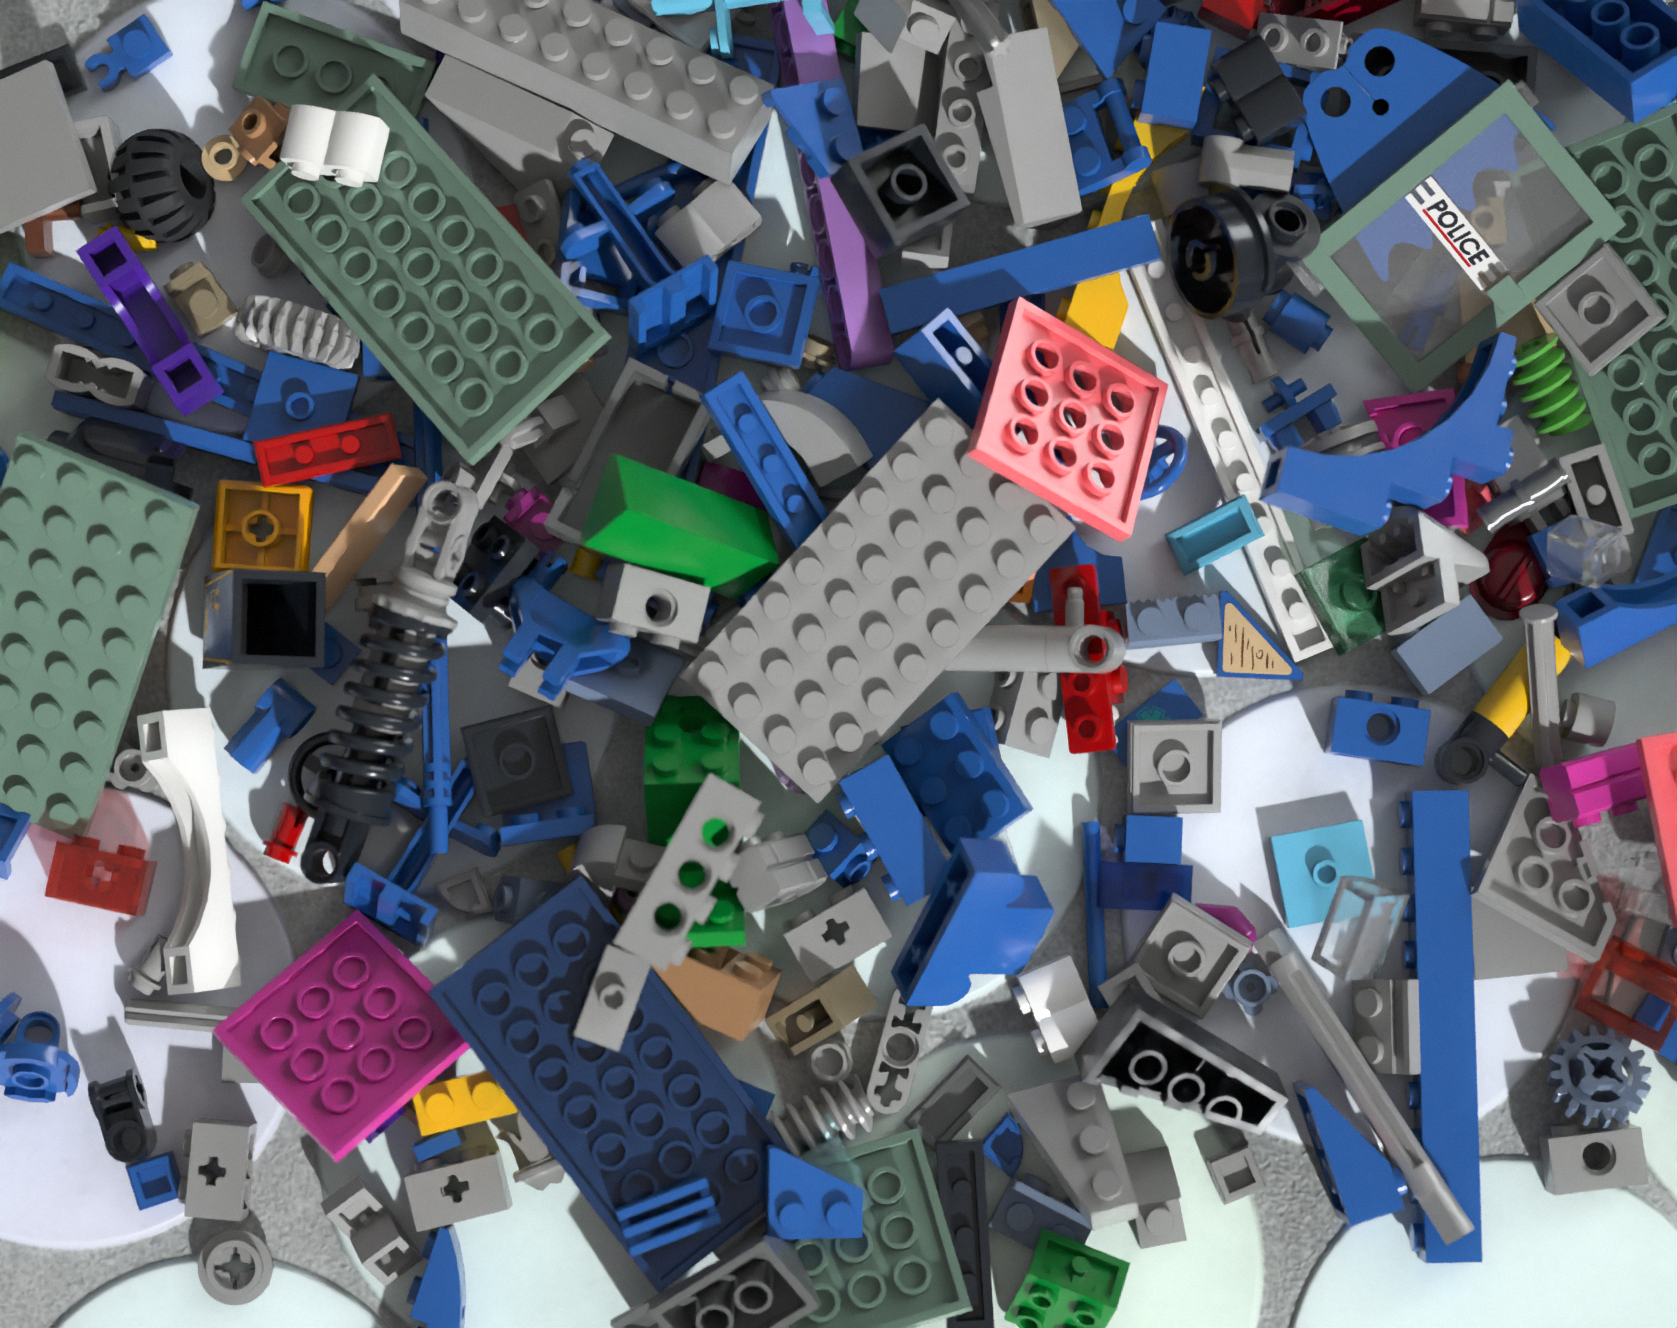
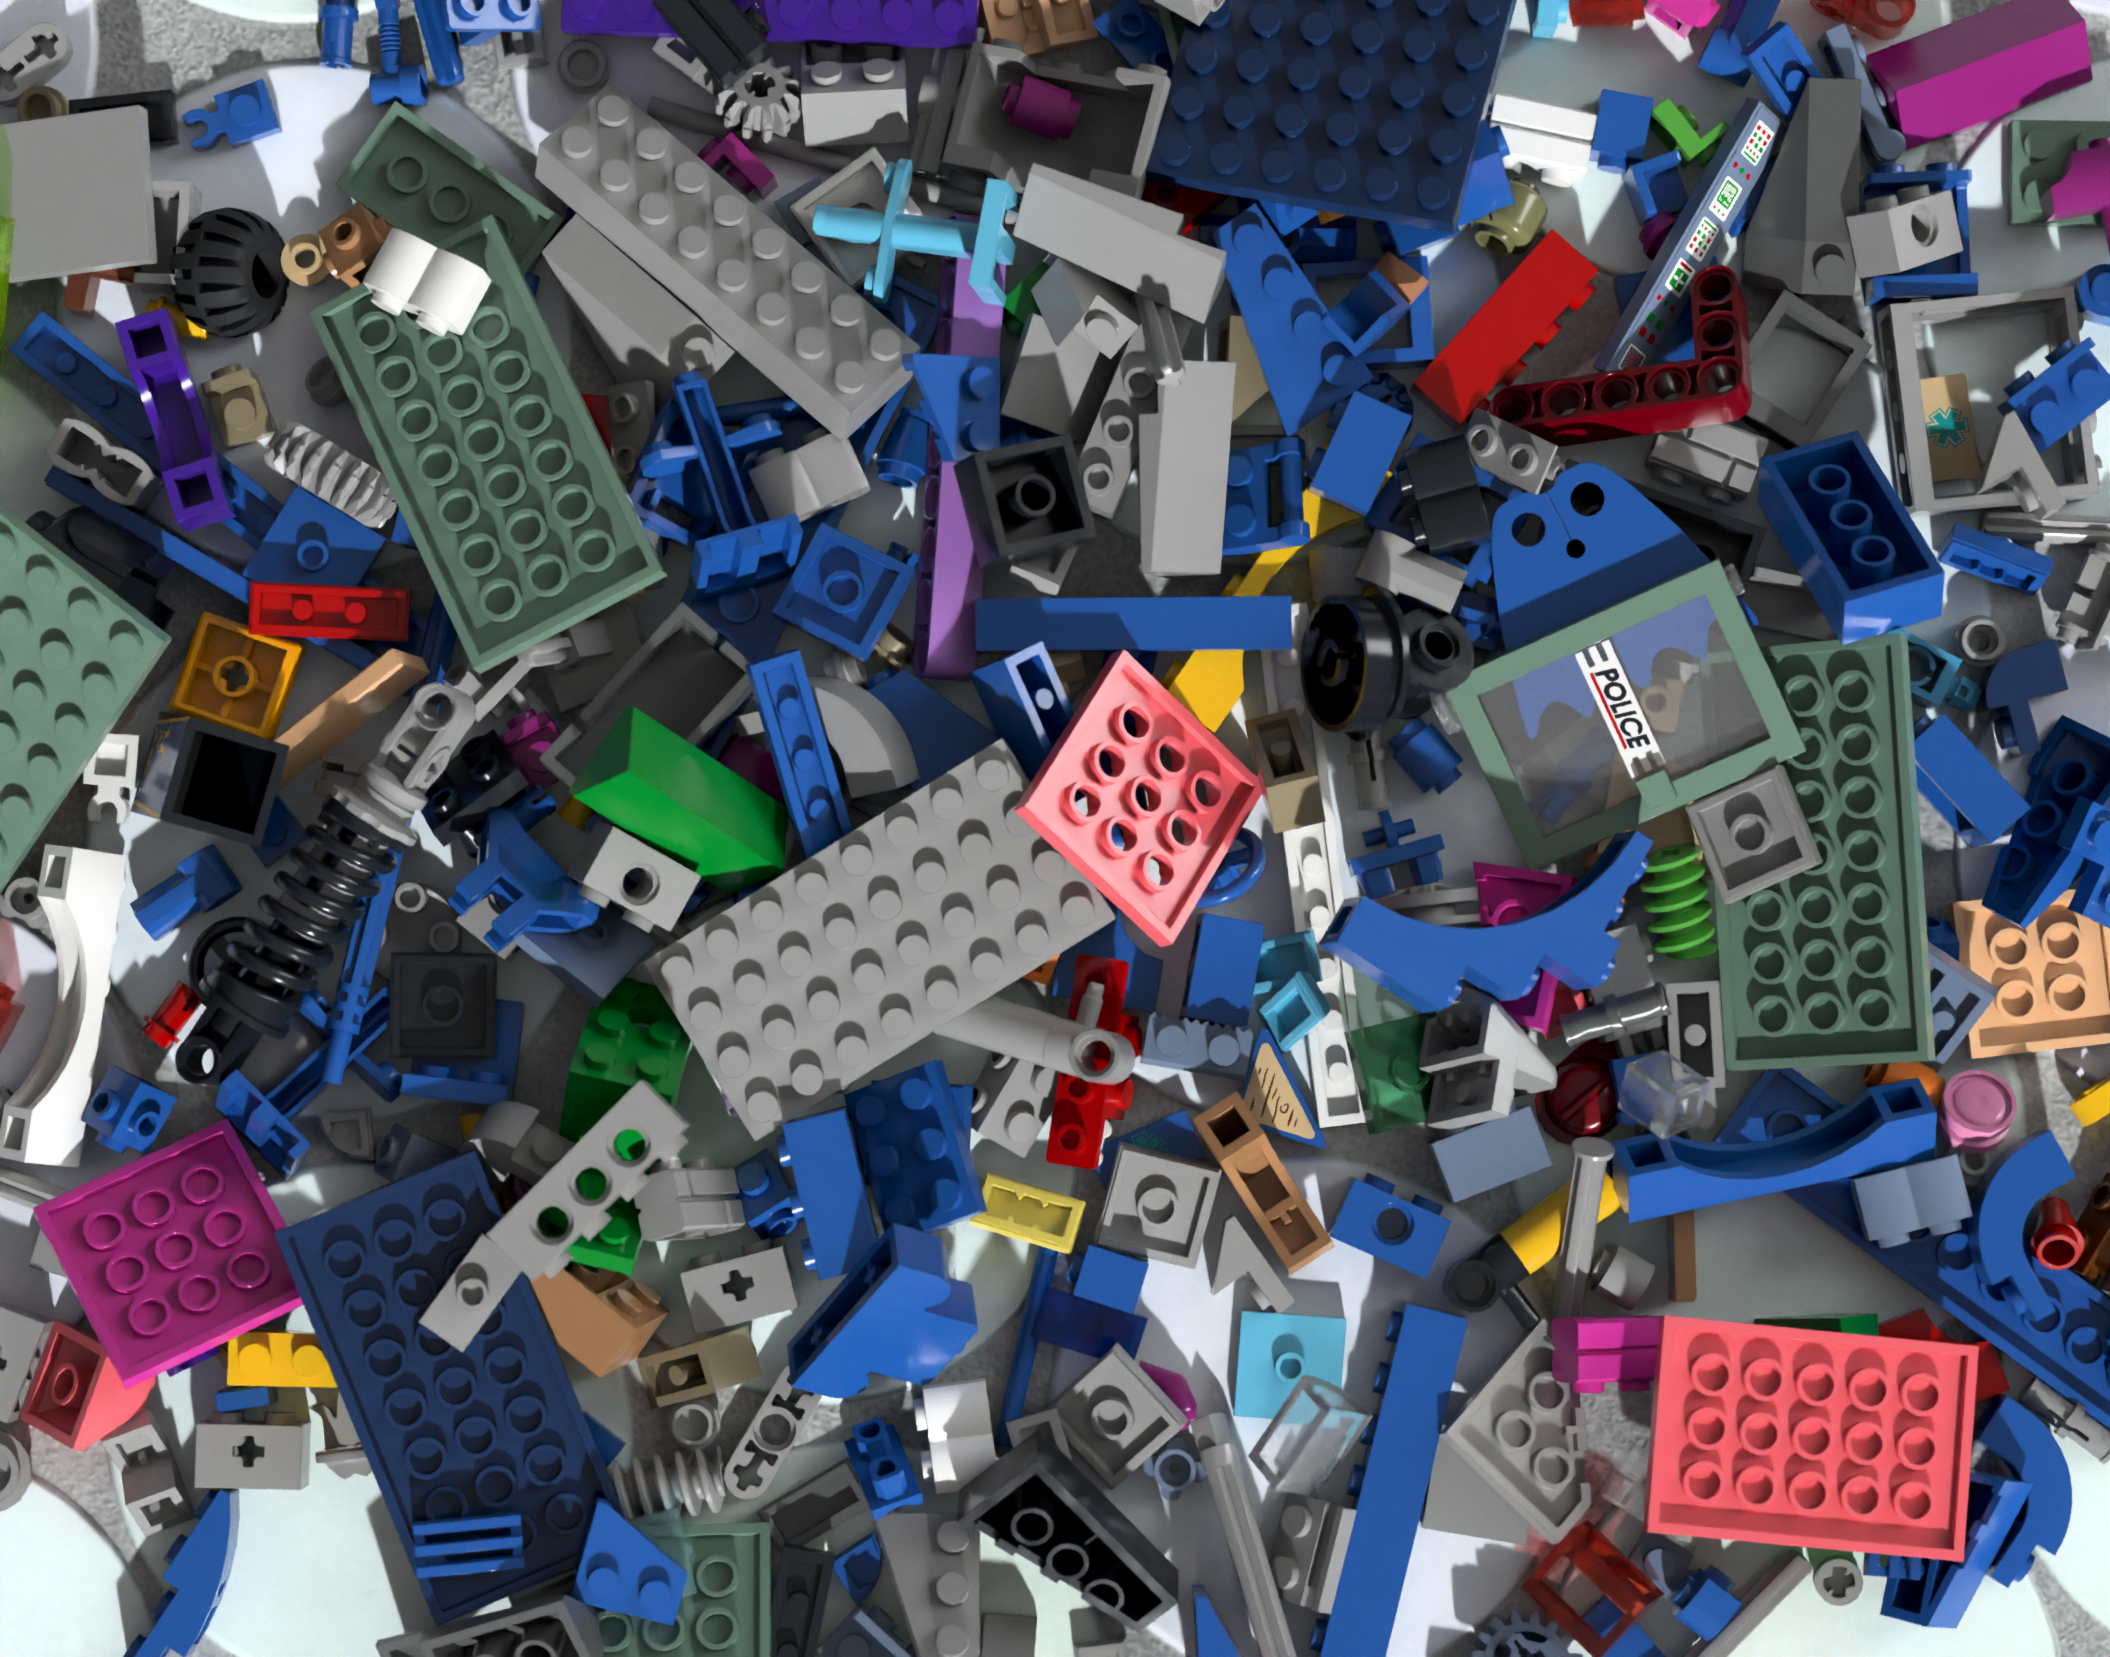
camera: 15 degrees right, 0 degrees up
(176, 638) = (112, 769): none -> white plate
(270, 925) = (127, 1111): none -> blue brick
(294, 1175) = (78, 1390): none -> coral slope
(476, 696) = (418, 923): none -> light grey dish
(782, 182) = (905, 450): none -> blue cone
(1002, 1054) = (882, 1468): none -> blue hips
(1068, 803) = (1030, 1213): none -> light yellow plate
(1174, 550) = (1222, 970): none -> blue panel
(1184, 365) = (1285, 771): none -> dark tan slope
(1246, 567) = (1293, 1010): none -> medium azure tile
(1257, 789) = (1240, 1255): none -> light grey slope
(1258, 722) = (1263, 1182): none -> medium nougat arch
(1575, 109) = (1786, 605): none -> light grey panel
(1633, 688) = (1681, 1256): none -> medium nougat tile

